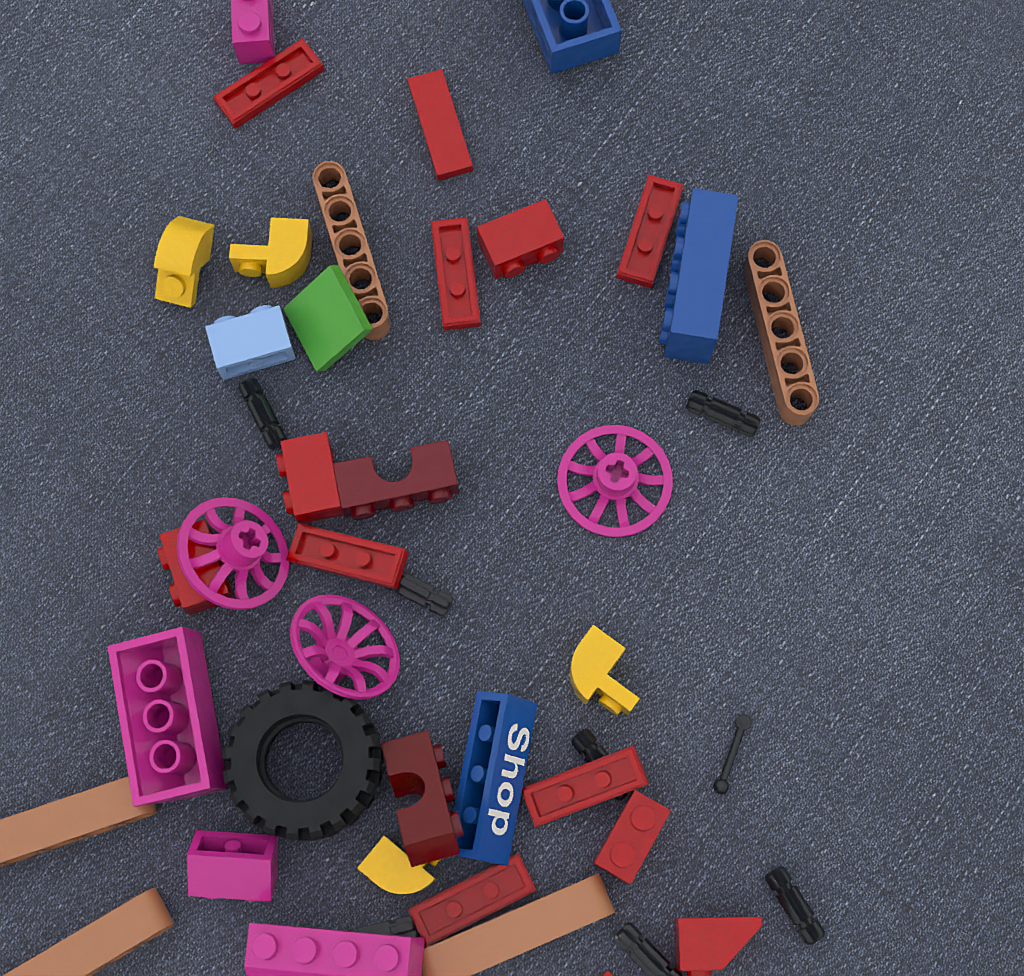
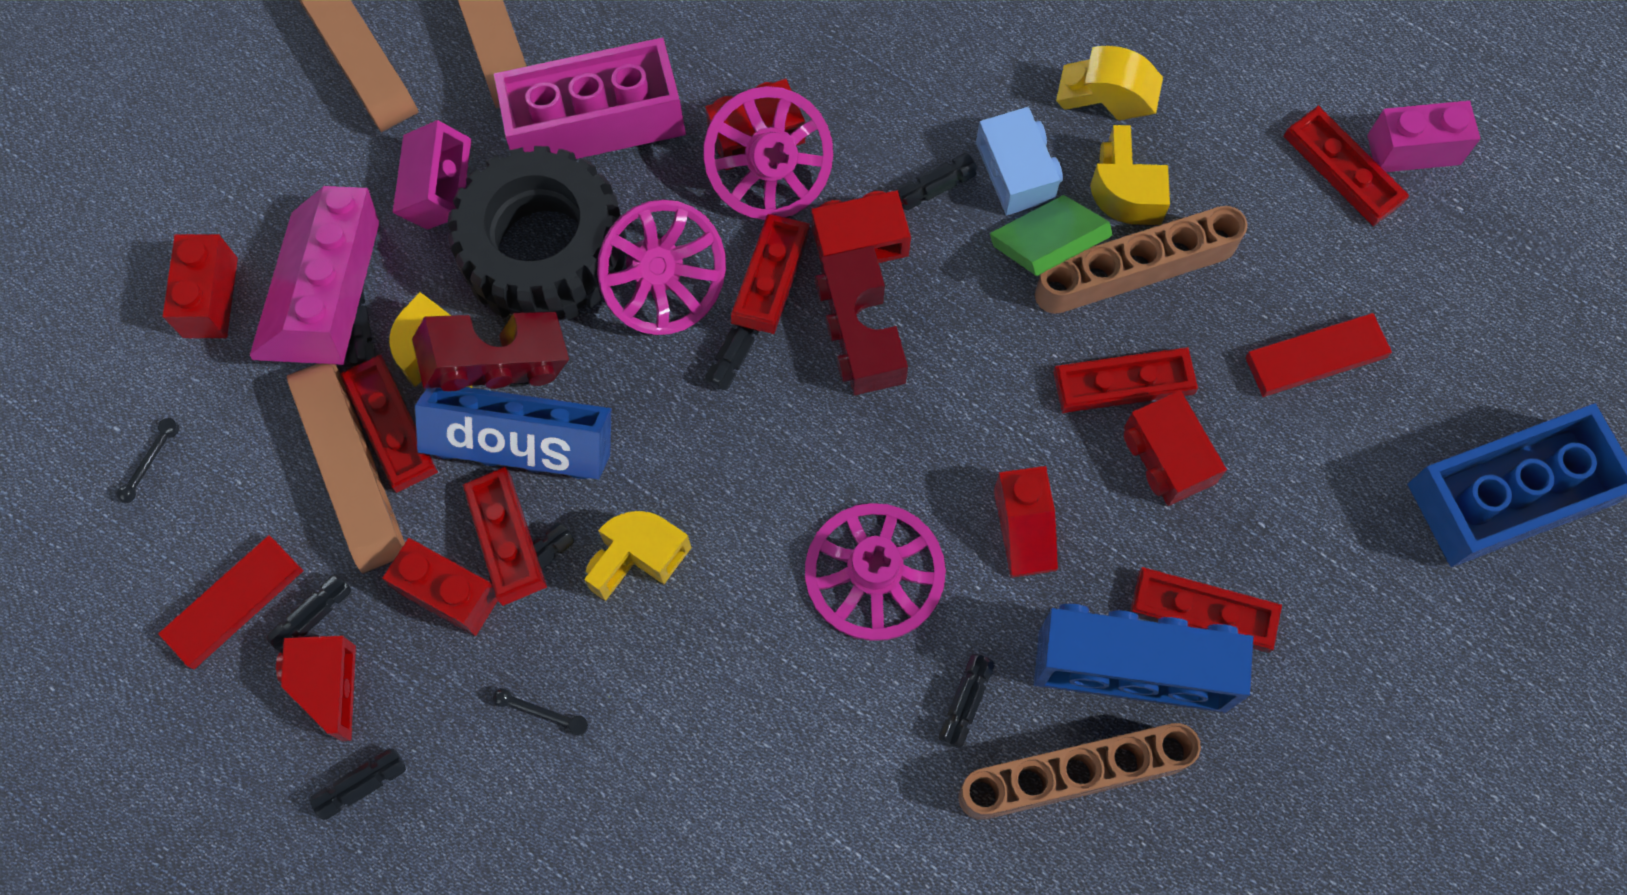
camera: 90 degrees right, 5 degrees down
(578, 356) = (1027, 521): none -> red slope

